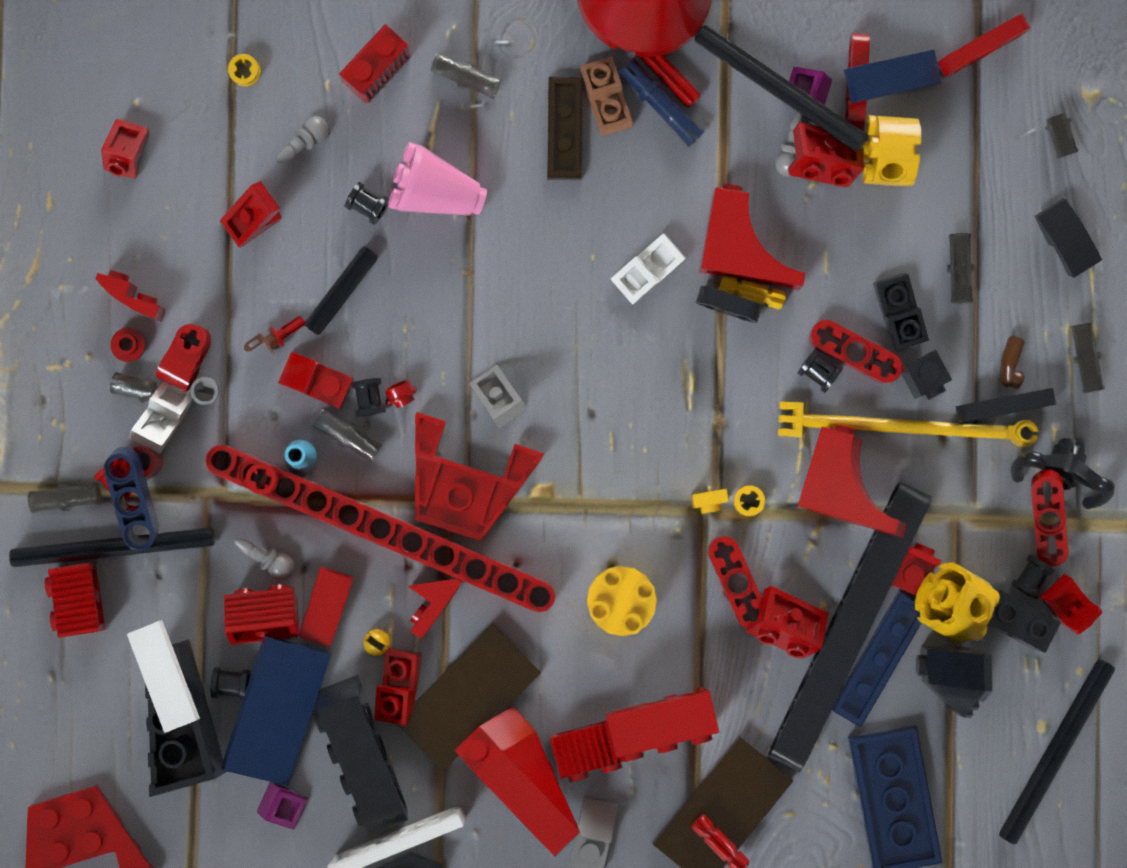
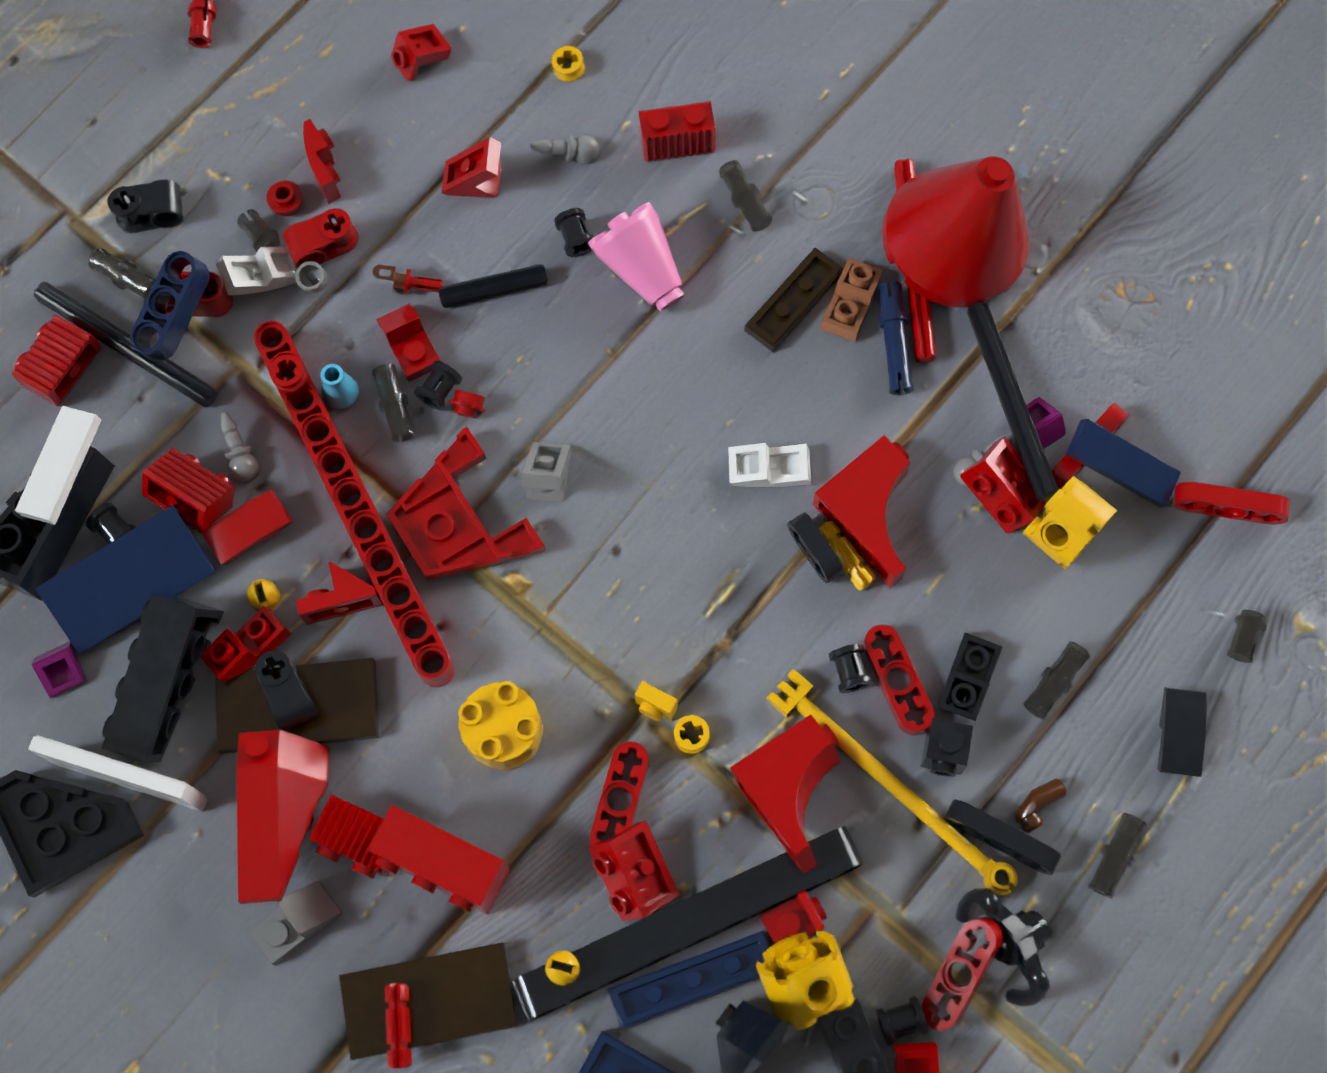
camera: 45 degrees right, 15 degrees down
(37, 430) = (150, 206): none -> black piece
(465, 699) = (286, 696): none -> black piece
(796, 716) = (558, 976): none -> yellow hinge

